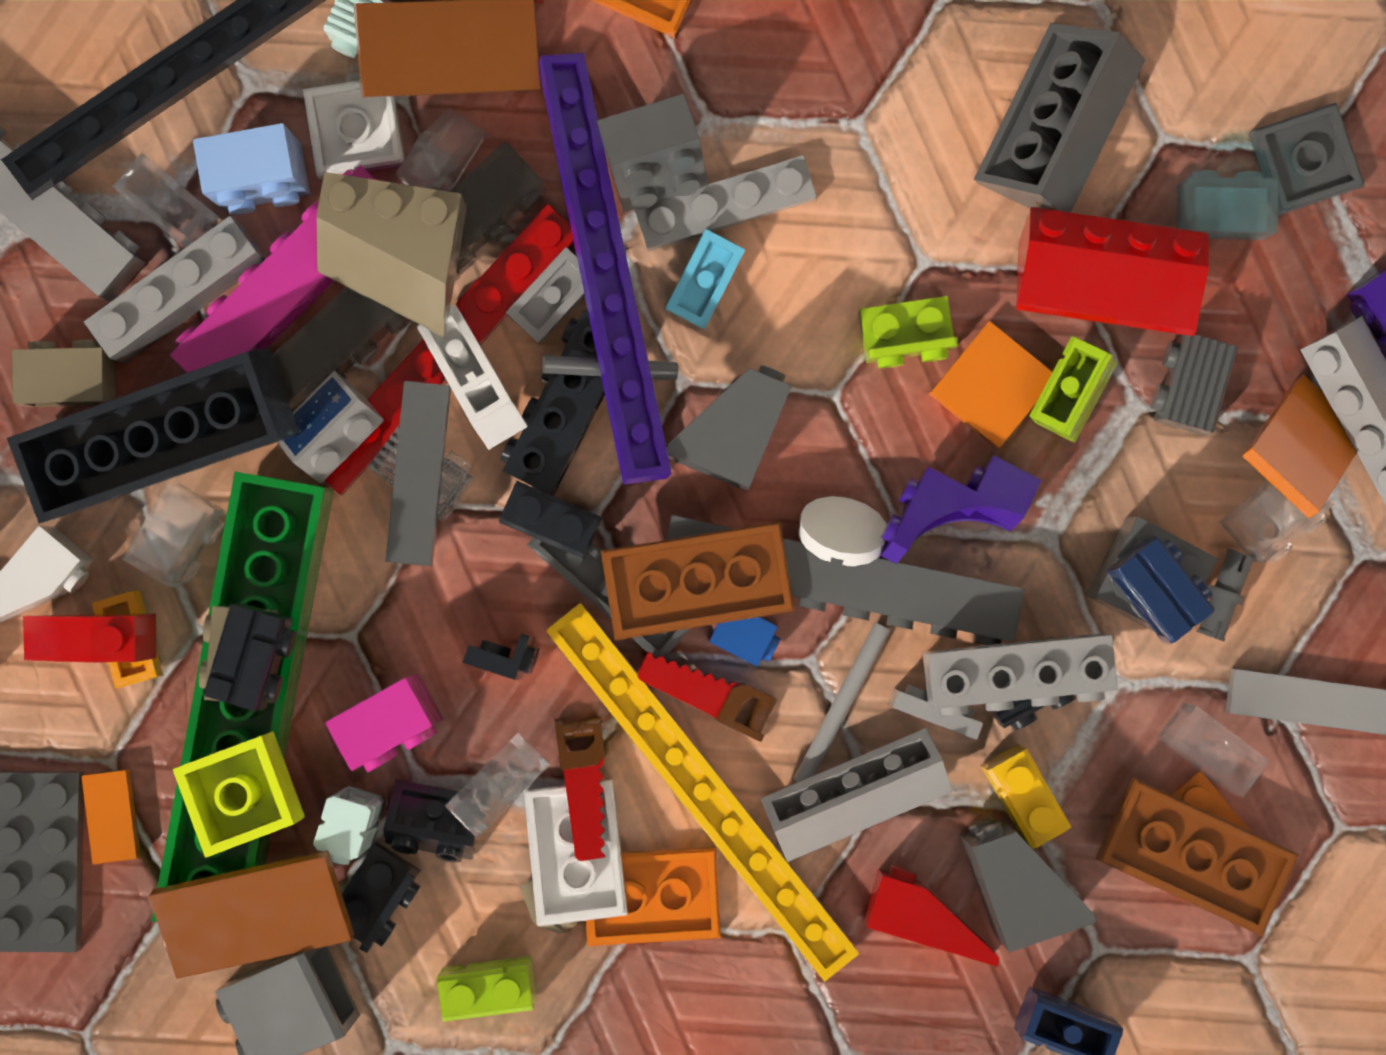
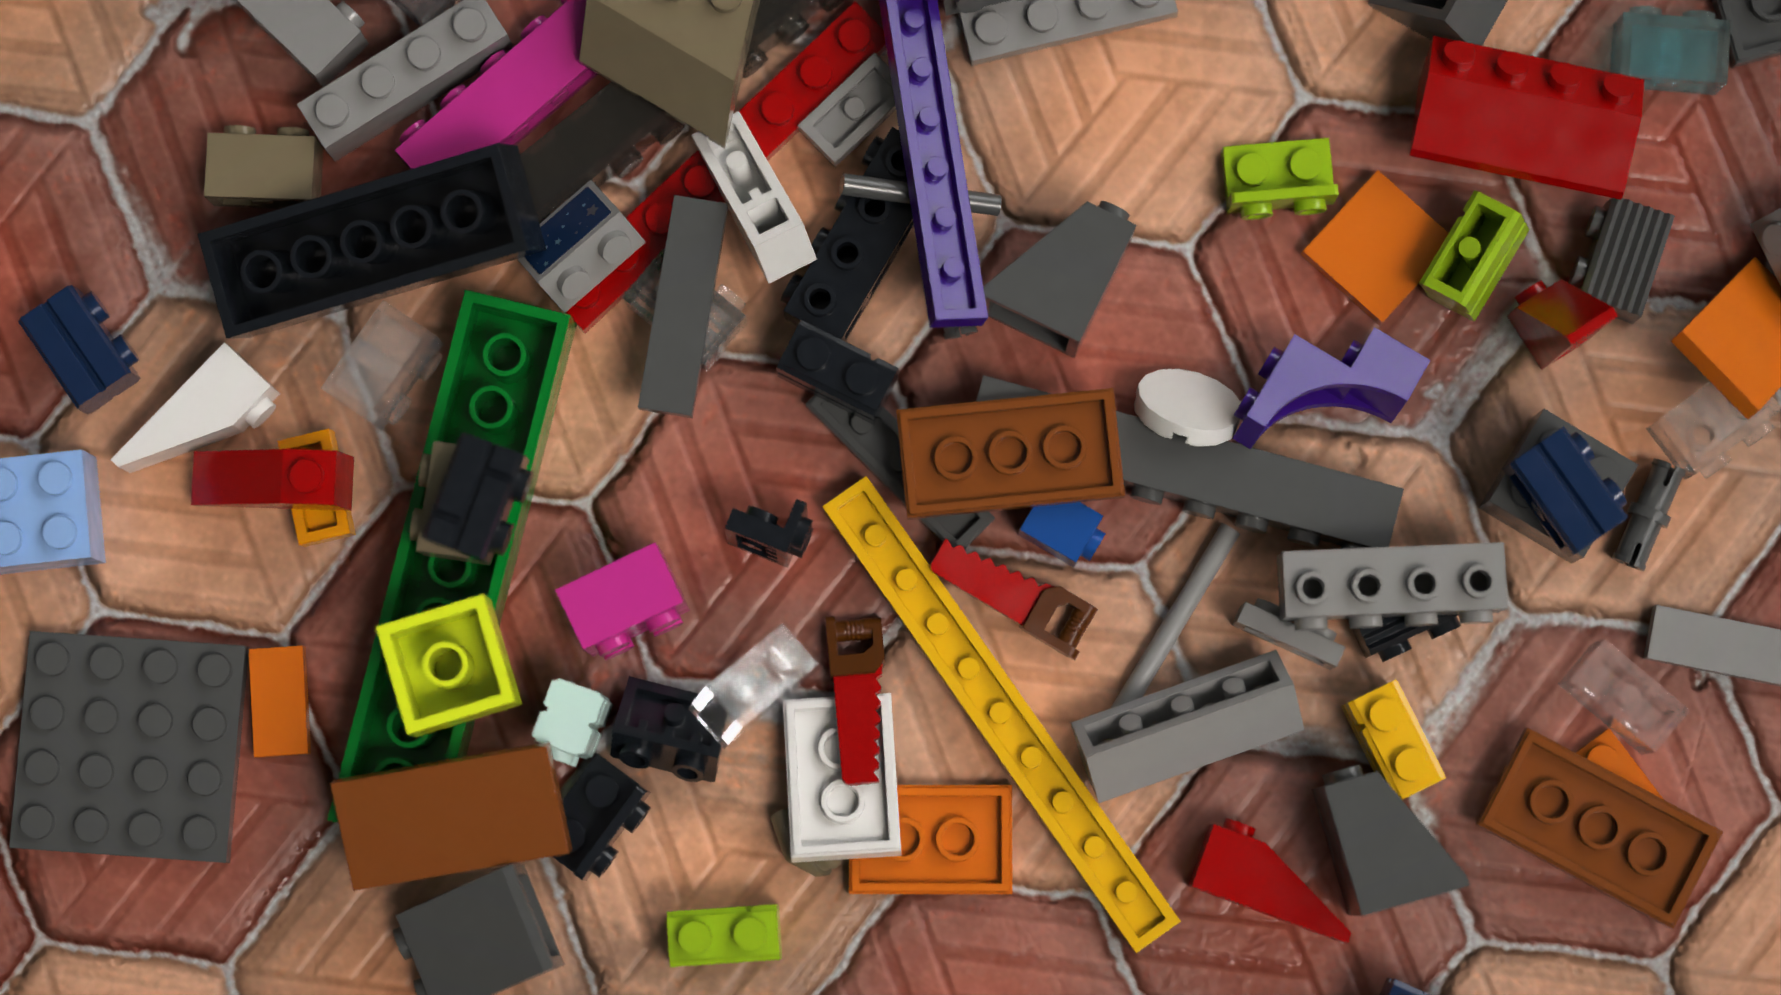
camera: 10 degrees right, 5 degrees down
(704, 279) = (1038, 100): medium azure plate -> none
(1147, 441) = (1558, 319): none -> red slope

